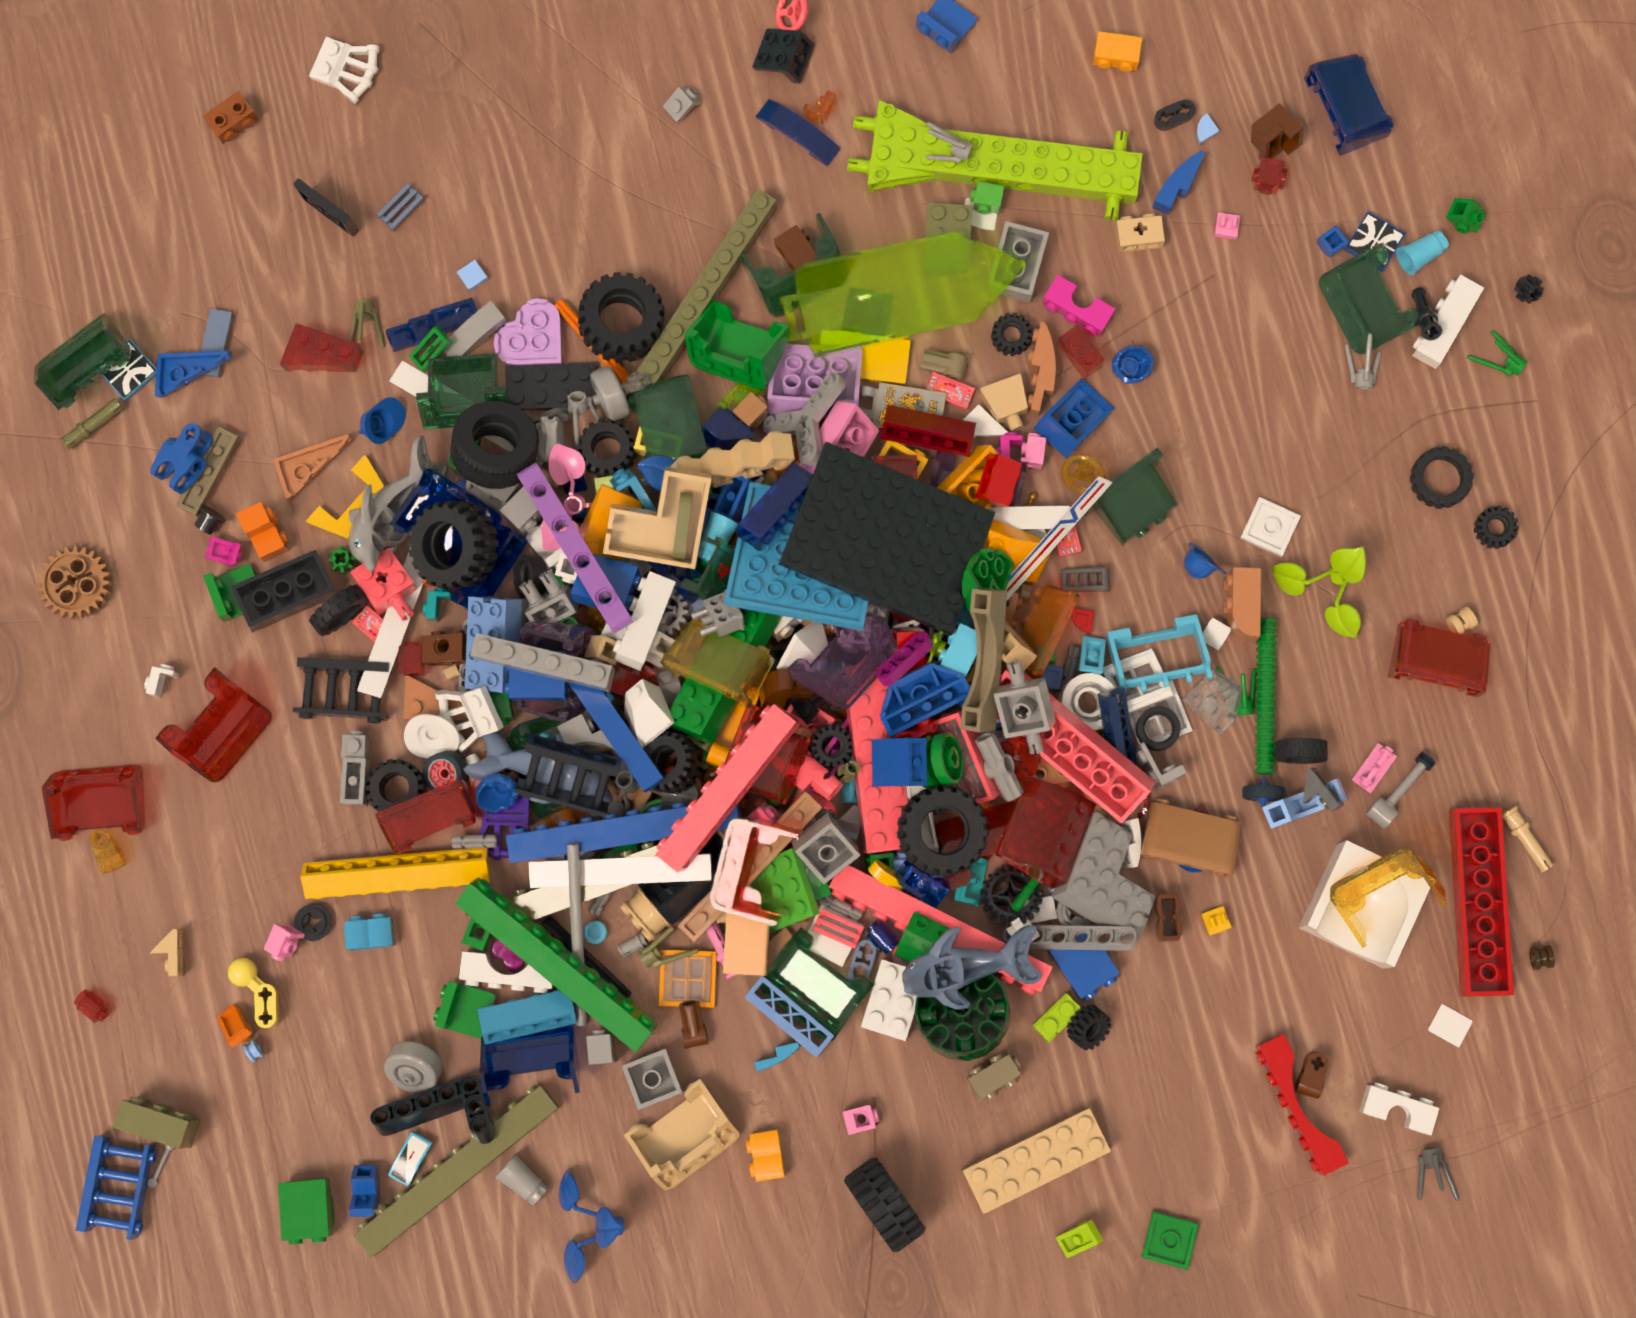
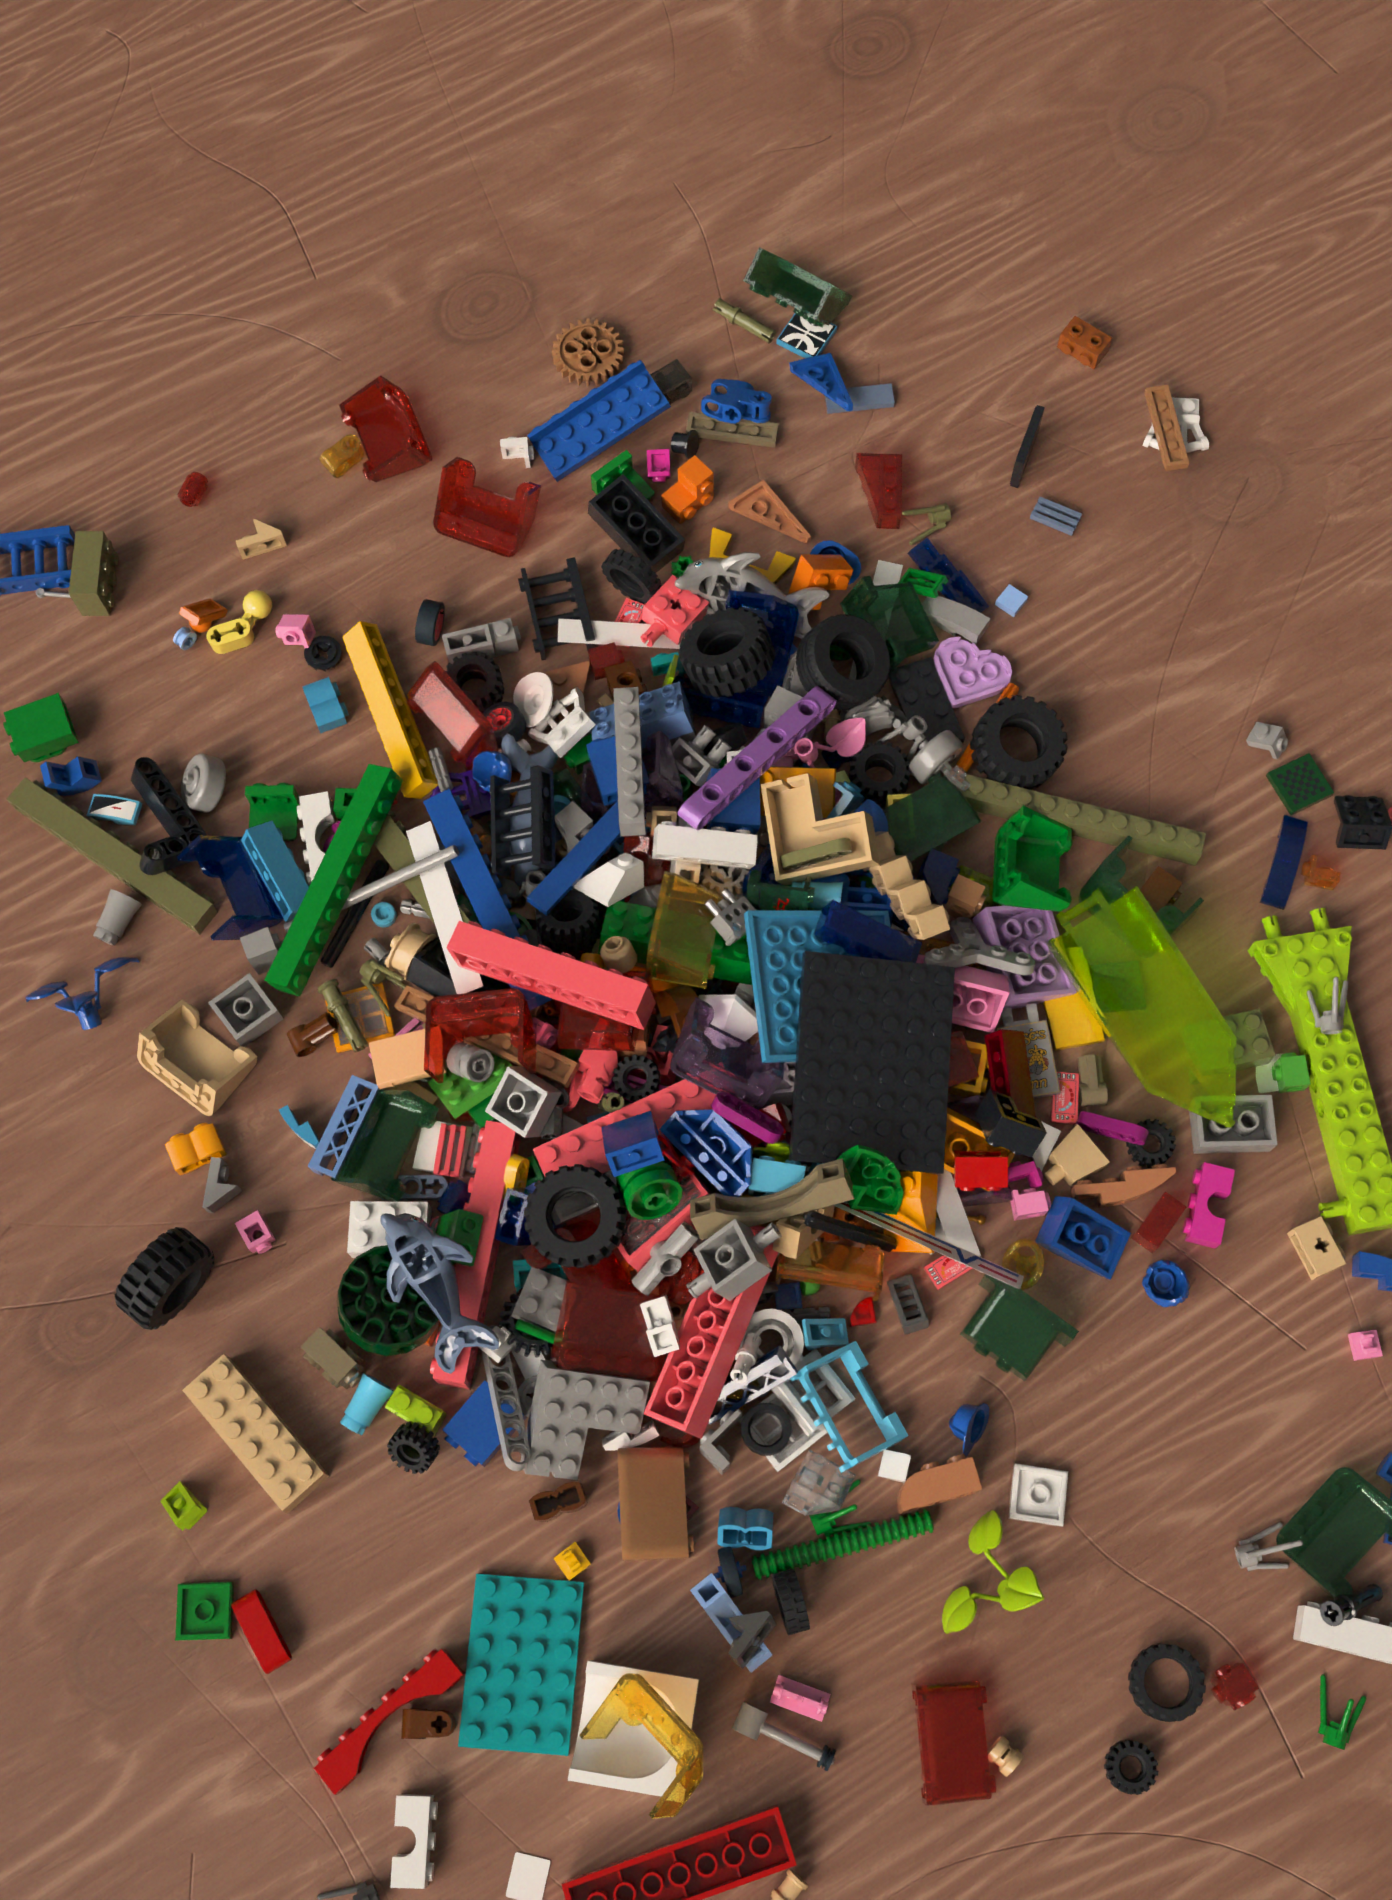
camera: 70 degrees right, 10 degrees down
(141, 518) = (673, 381): none -> clear smoke brick
(158, 593) = (598, 420): none -> blue bracket
(319, 812) = (429, 622): none -> black wheel
(350, 76) = (1166, 428): none -> medium nougat plate
(396, 437) = (821, 571): none -> orange brick
(453, 606) = (671, 671): none -> lime piece
(675, 993) = (339, 1006): none -> olive pin
(724, 725) = (618, 954): none -> tan head
(732, 92) = (1300, 784): none -> dark green tile
(774, 885) = (470, 1062): none -> light grey wheel
(813, 1146) = (216, 1191): none -> light grey slope
(972, 445) = (1007, 1126): none -> black brick
(991, 361) = (1112, 1128): none -> magenta beam
(998, 882) = (541, 1300): none -> light grey plate
(1022, 605) = (849, 1231): none -> black axle
(1038, 1059) = (365, 1403): none -> medium azure plant
(1054, 787) = (660, 1325): none -> white slope
(1101, 724) = (745, 1357): none -> white pin
(1200, 1194) = (261, 1631): none -> red beam
(1232, 770) = (745, 1528): none -> dark azure brick
(1285, 985) = (521, 1664): none -> teal plate
(1458, 426) = (1234, 1686): none -> clear red brick

